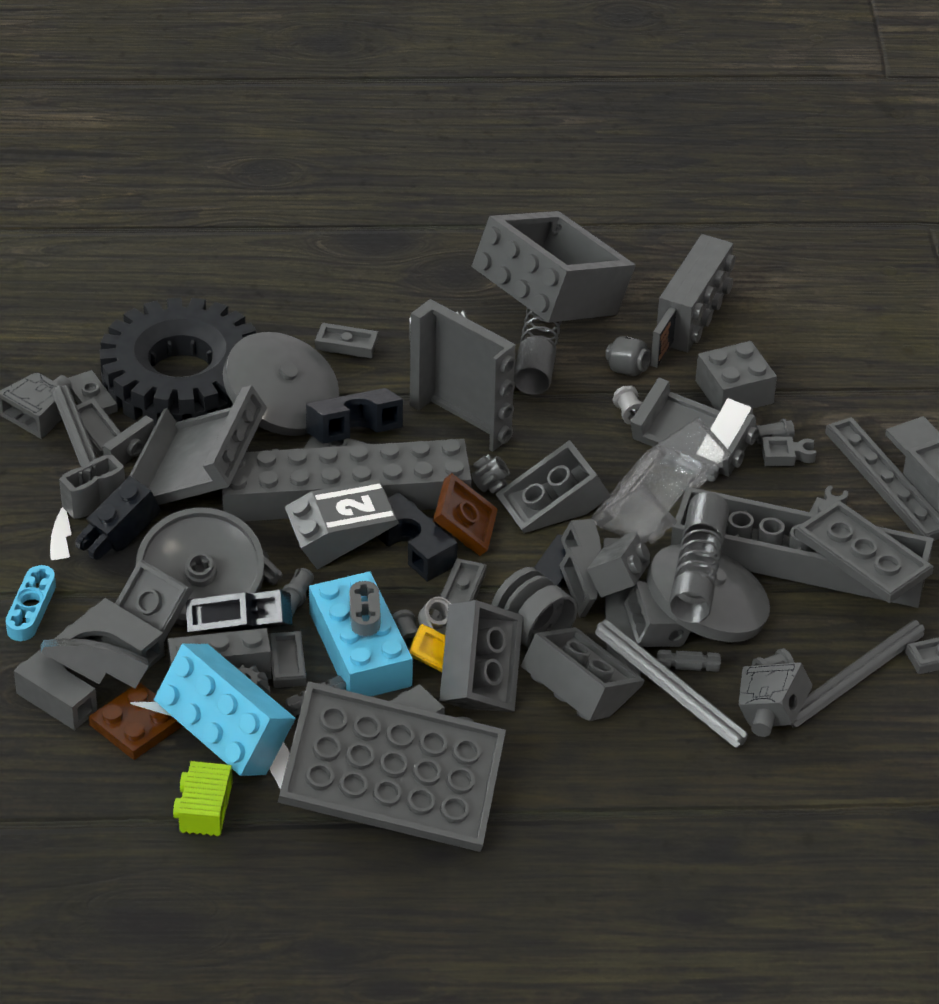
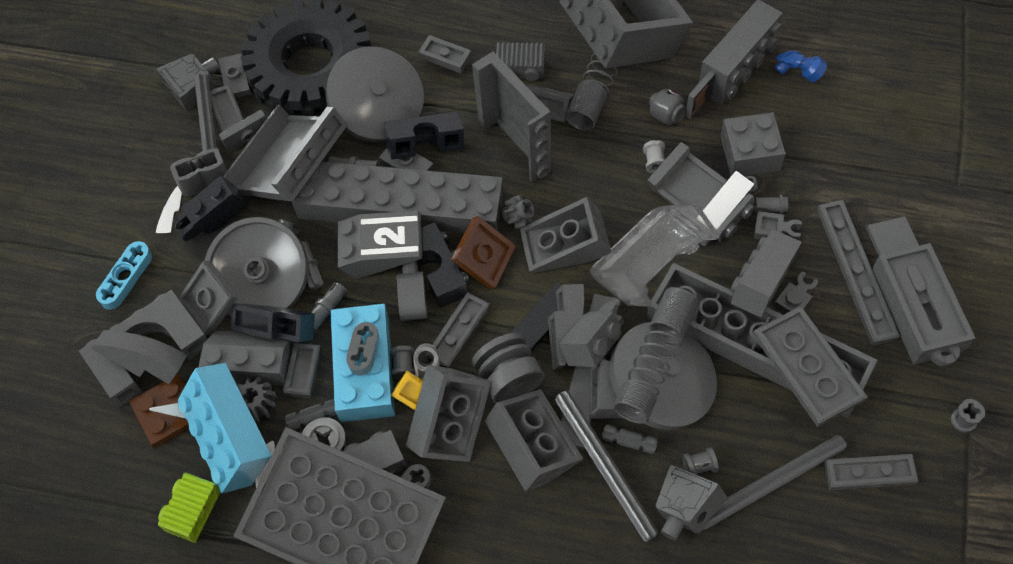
camera: 20 degrees right, 20 degrees up
(392, 567) = (411, 293): none -> dark grey piece
(779, 300) = (811, 68): none -> blue arm
(789, 481) = (764, 272): none -> dark grey brick

